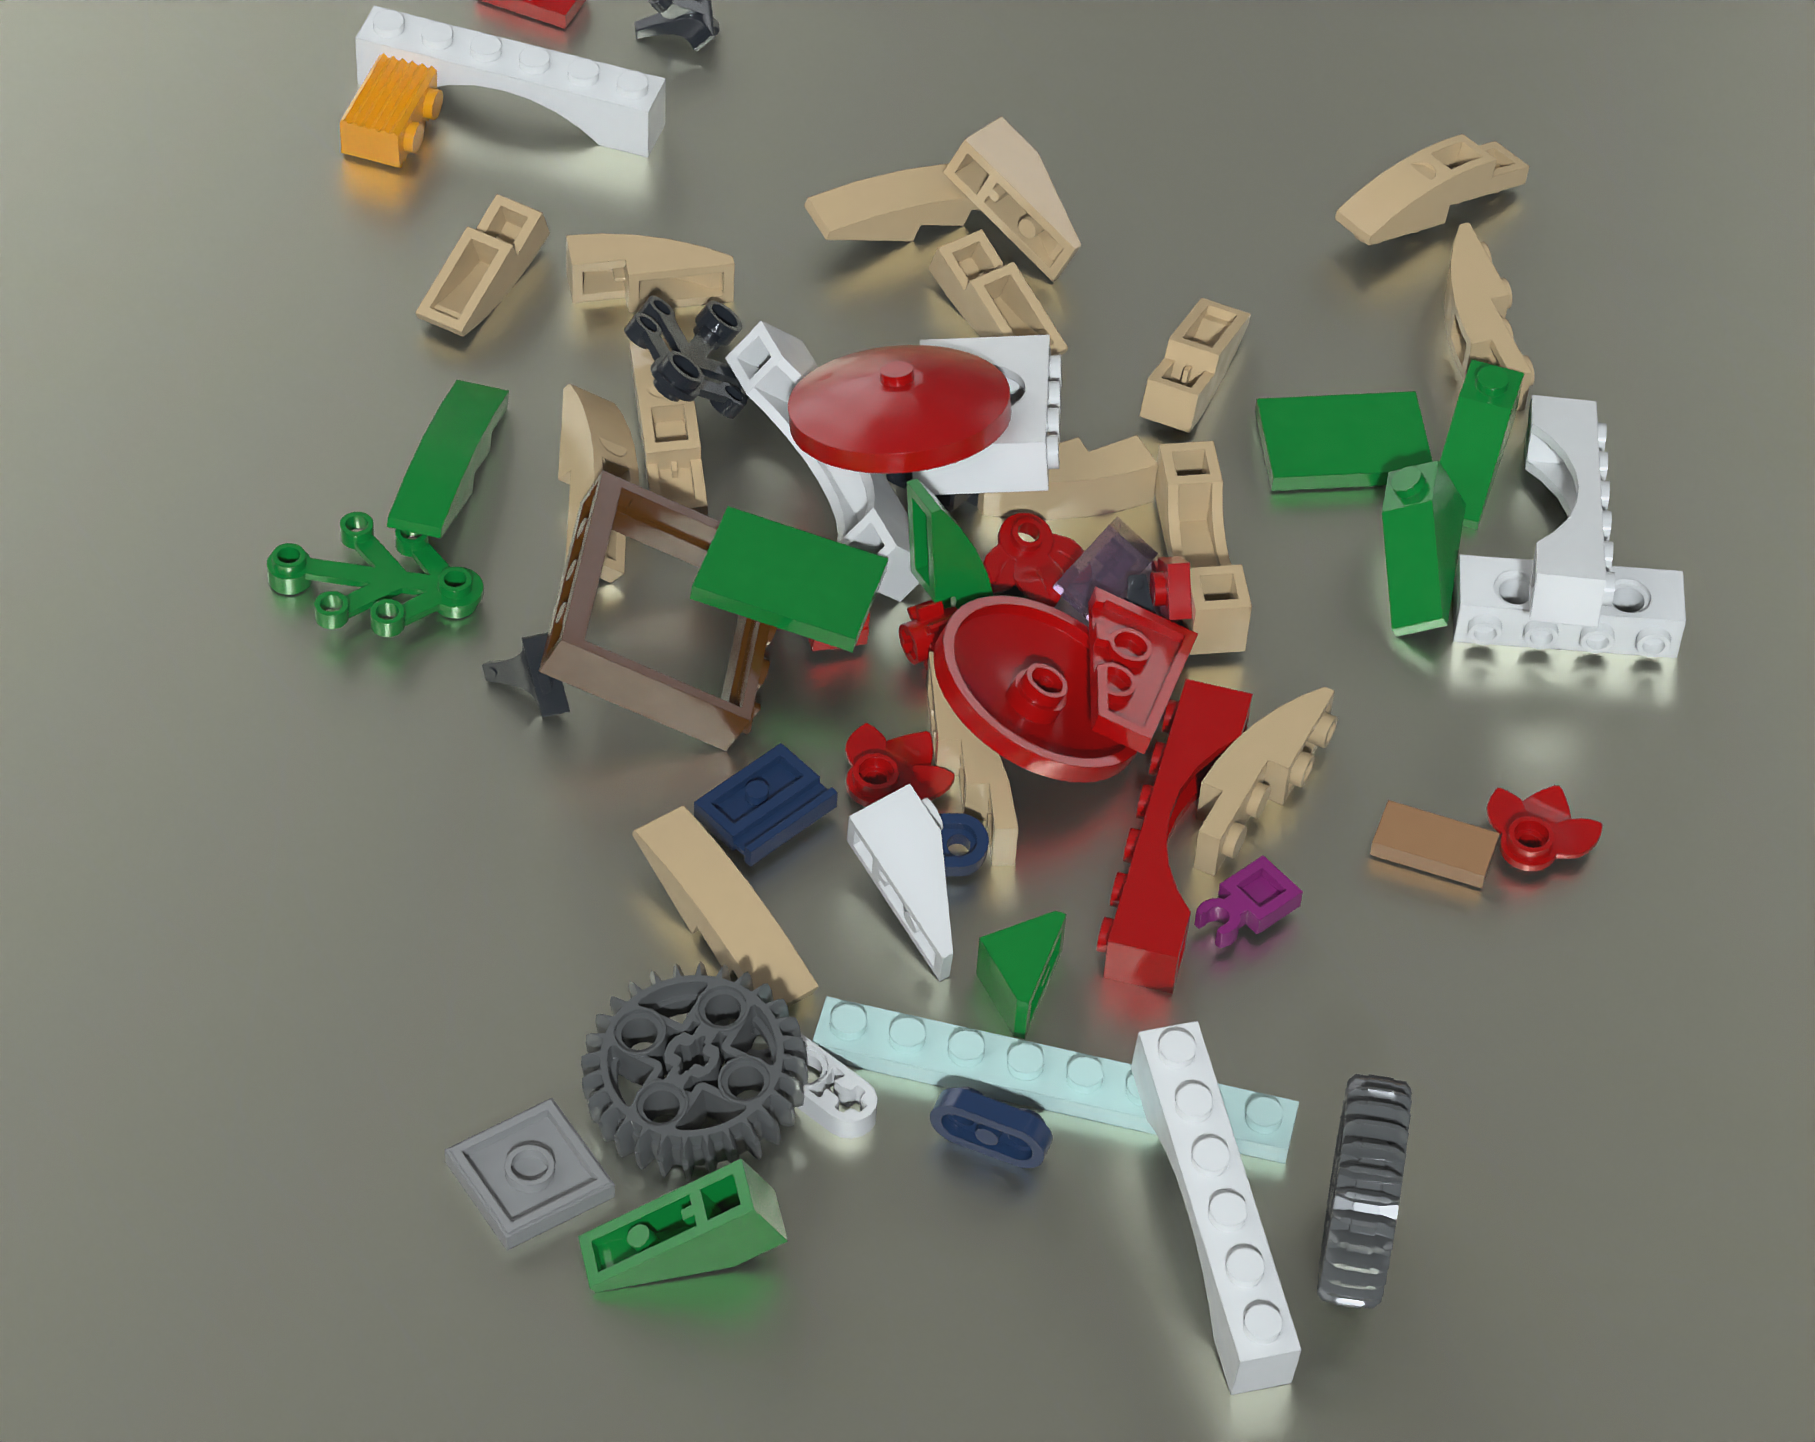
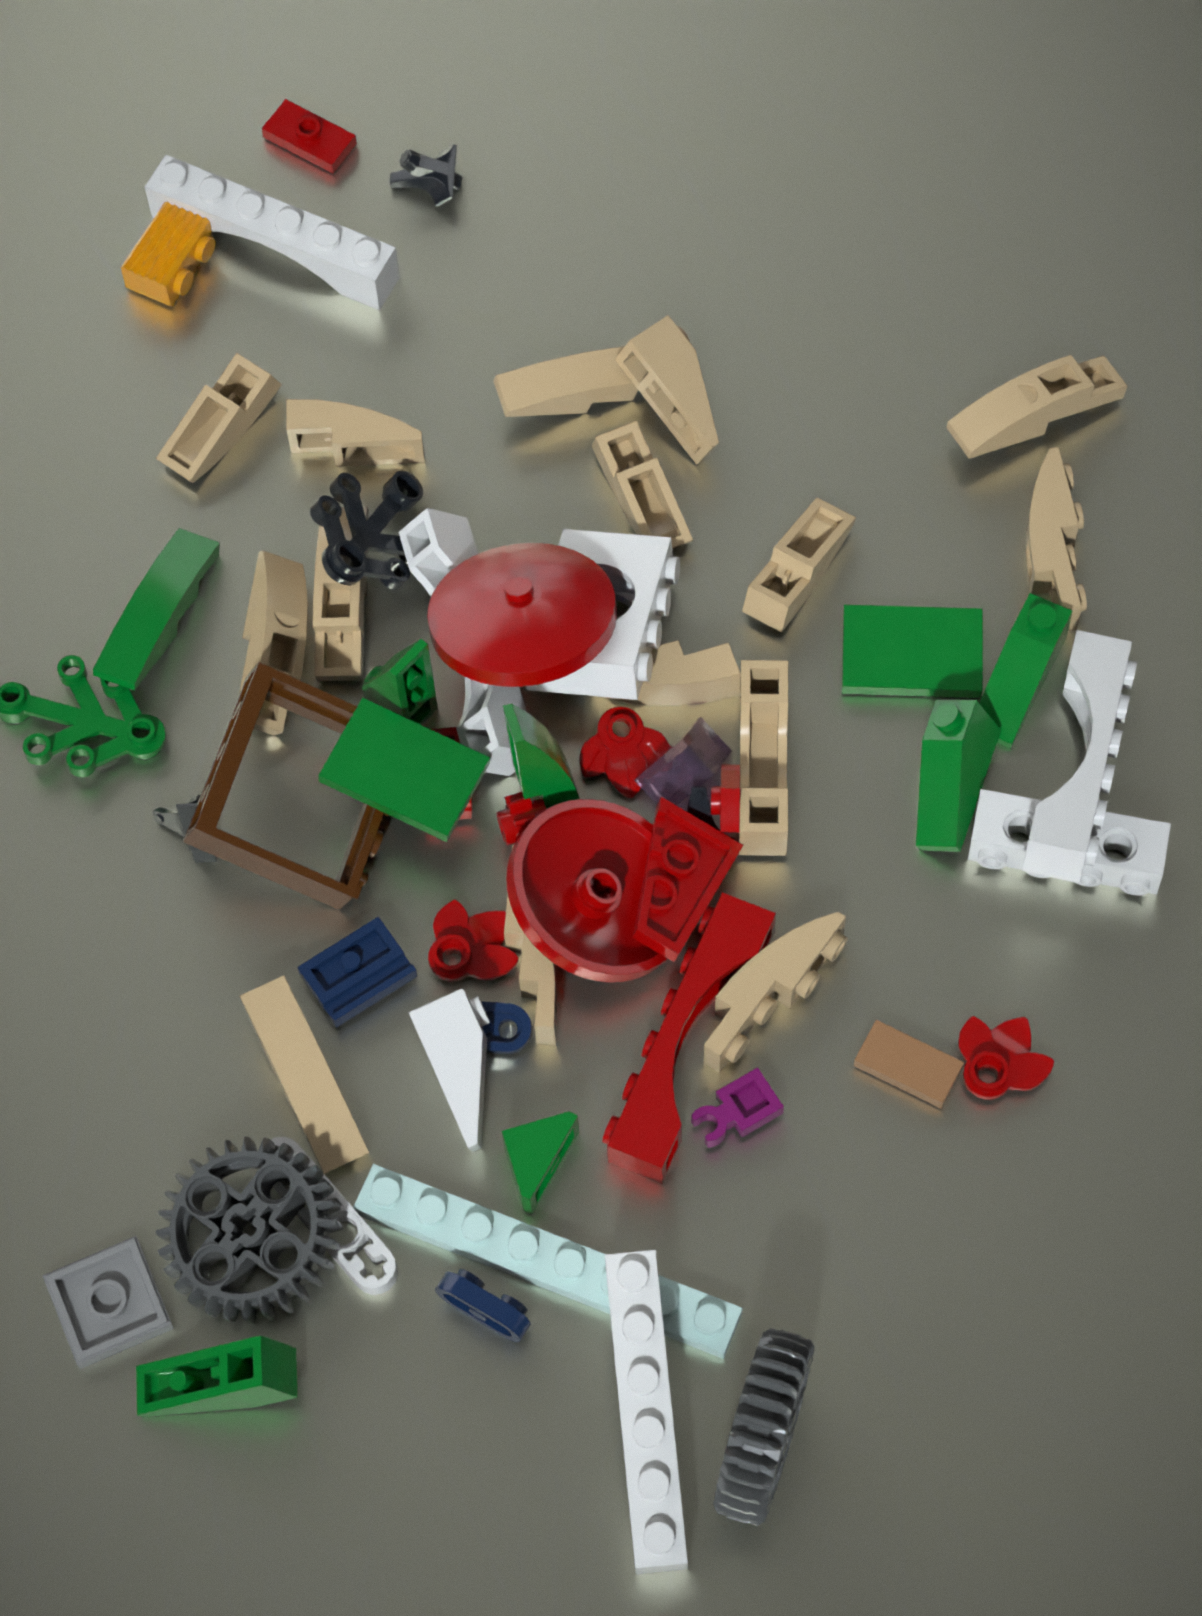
camera: 15 degrees right, 15 degrees up
(774, 485) = (404, 684): none -> green slope

